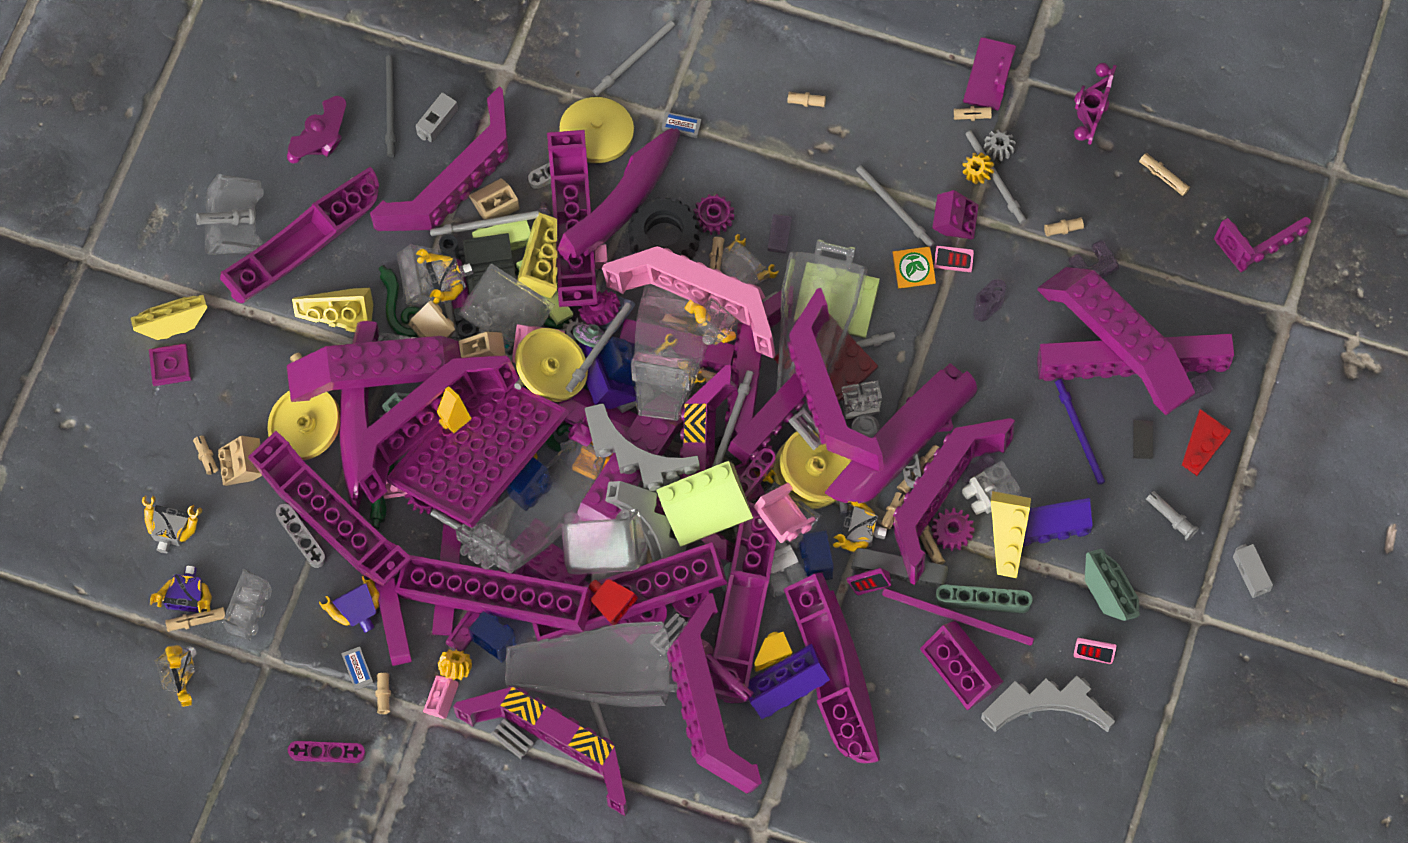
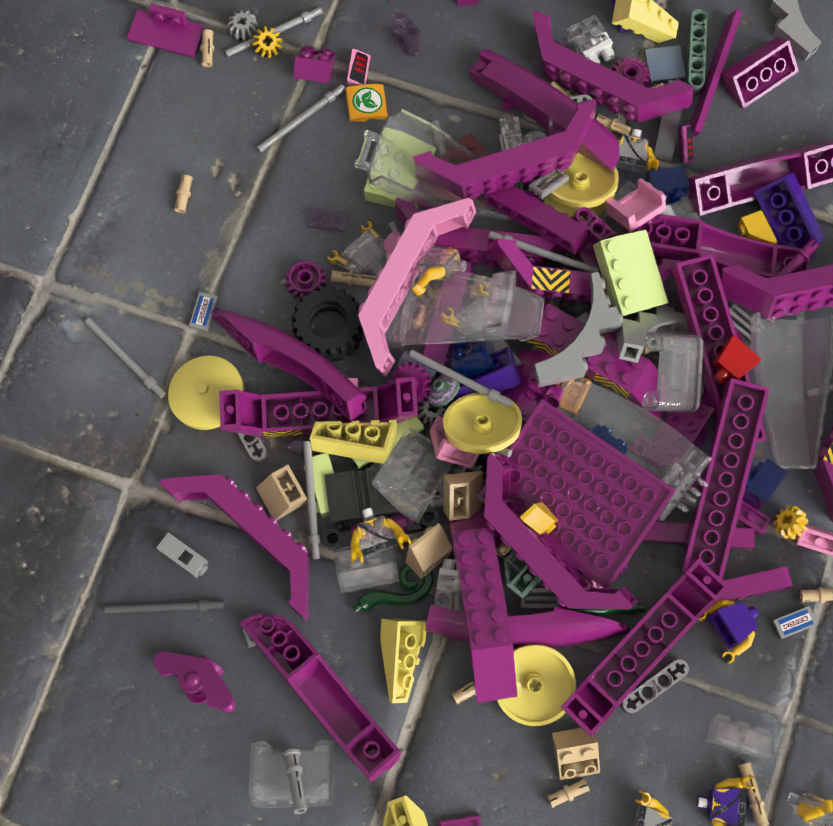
camera: 90 degrees left, 5 degrees up
(970, 567) = (665, 64): none -> sand blue tile

